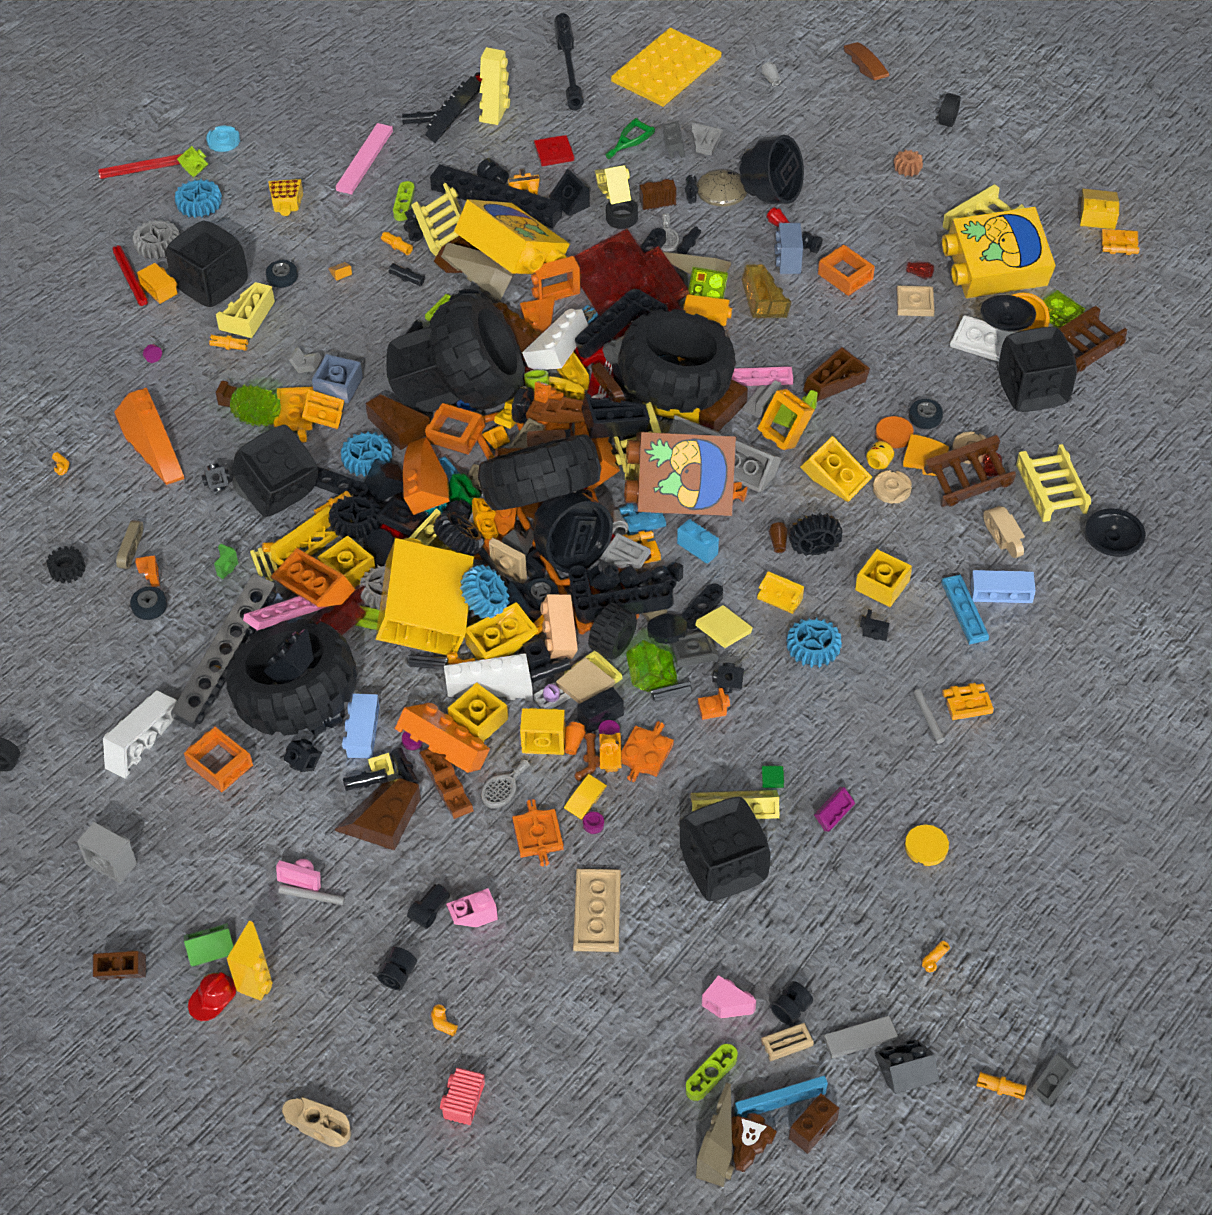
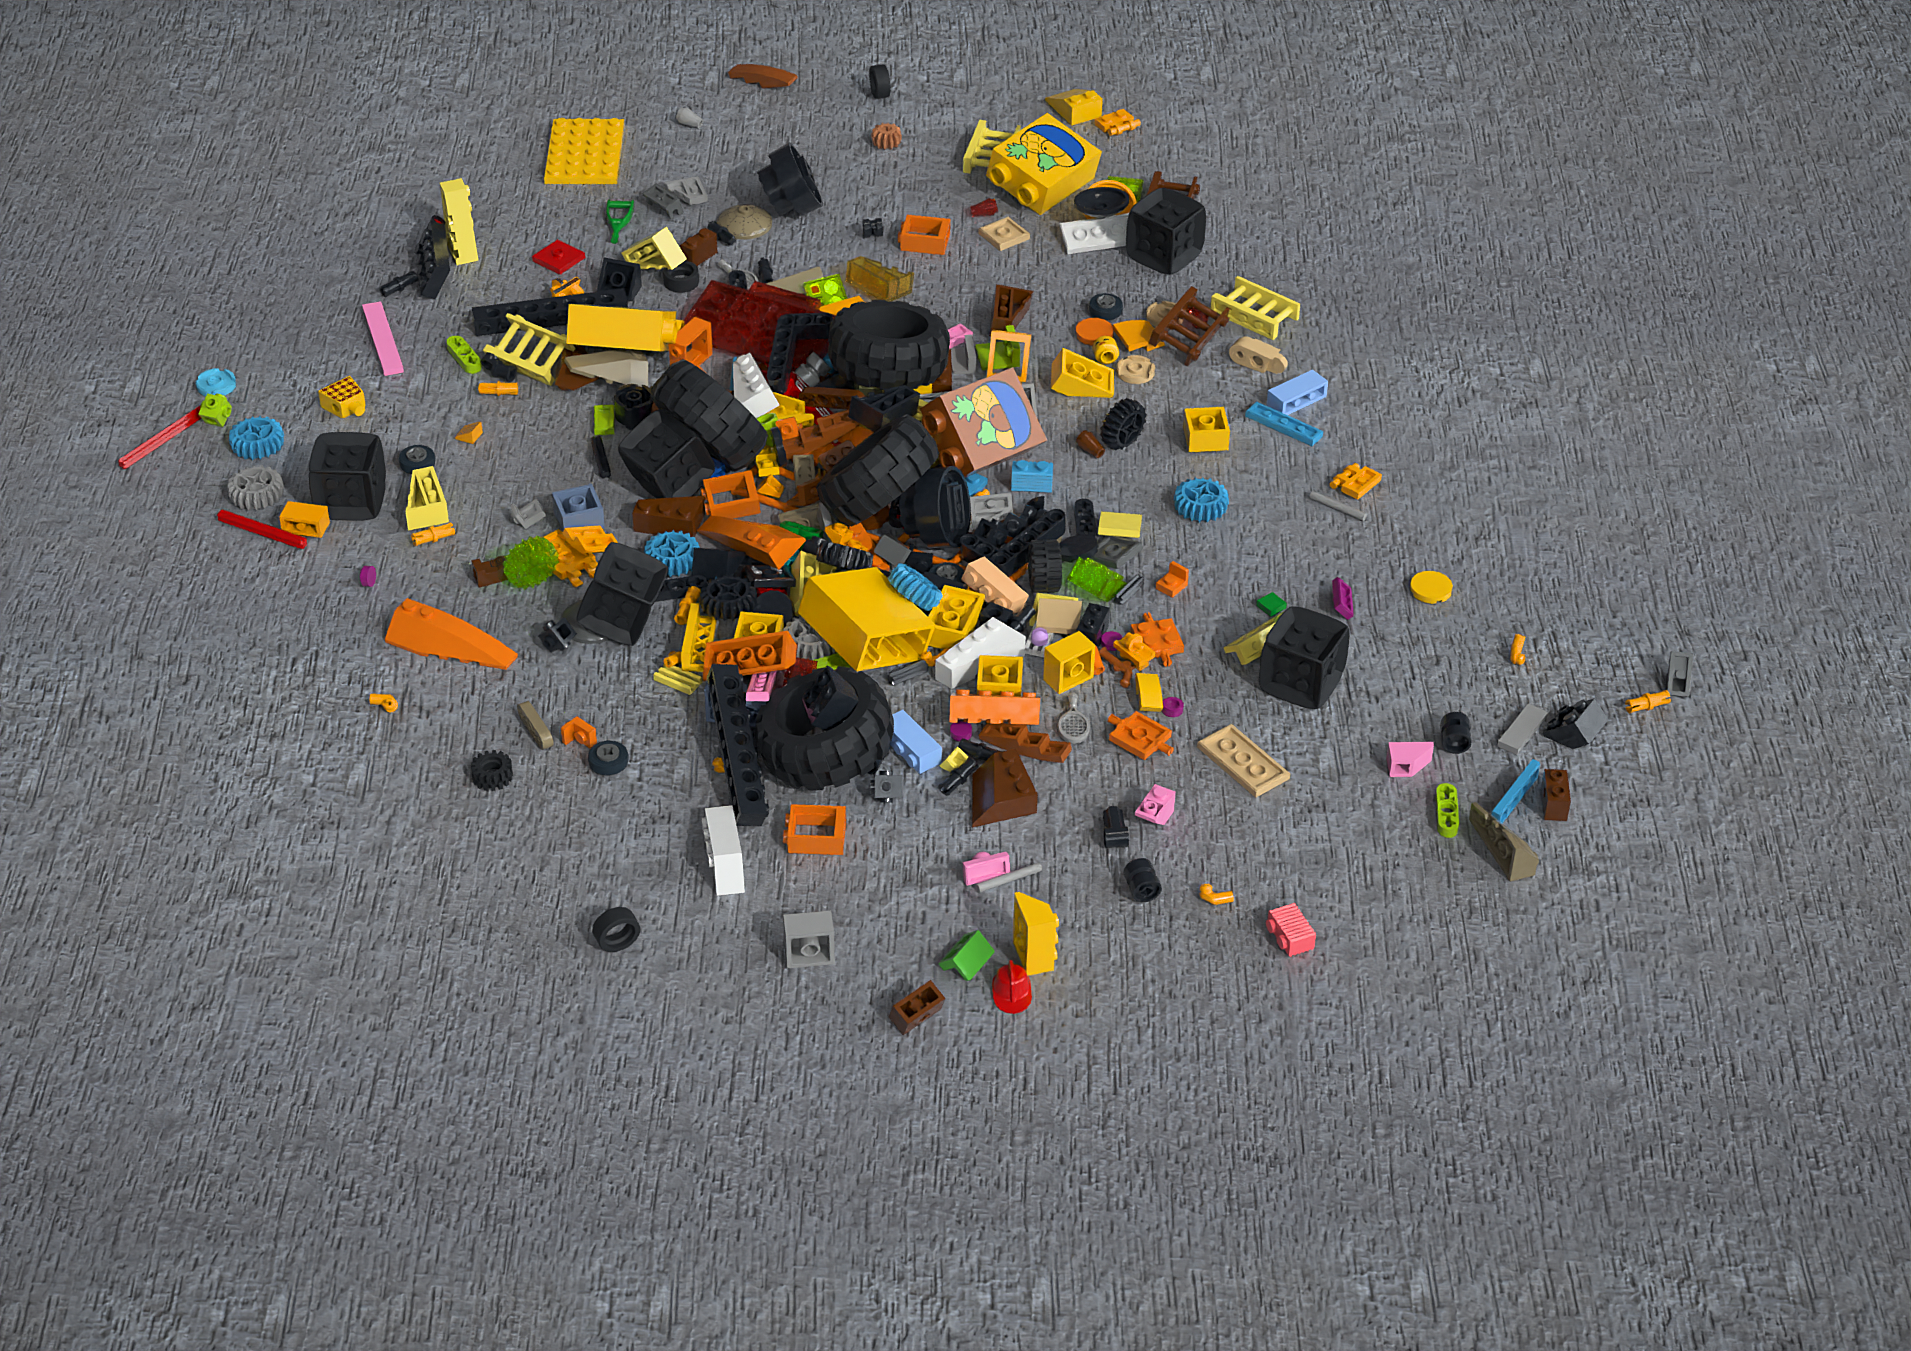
camera: 40 degrees left, 10 degrees down
(226, 562) = (640, 687): bright green bracket -> none
(300, 1112) = (1200, 1011): tan piece -> none
(406, 274) = (539, 407): black pin -> none
(492, 171) = (523, 292): black wheel -> none
(508, 560) = (890, 556): tan tile -> none
(565, 42) = (464, 166): black bar -> none
(733, 672) = (1166, 552): black brick -> none
(749, 1138) = (1526, 827): reddish brown rock -> none
(776, 216) = (825, 223): red cone -> none
(780, 592) = (1136, 480): yellow hinge -> none
(786, 1042) = (1471, 771): tan tile -> none
(789, 248) = (865, 235): sand blue brick -> none
(874, 628) = (1234, 467): black bracket -> none
(1115, 532) = (1340, 316): black dish -> none

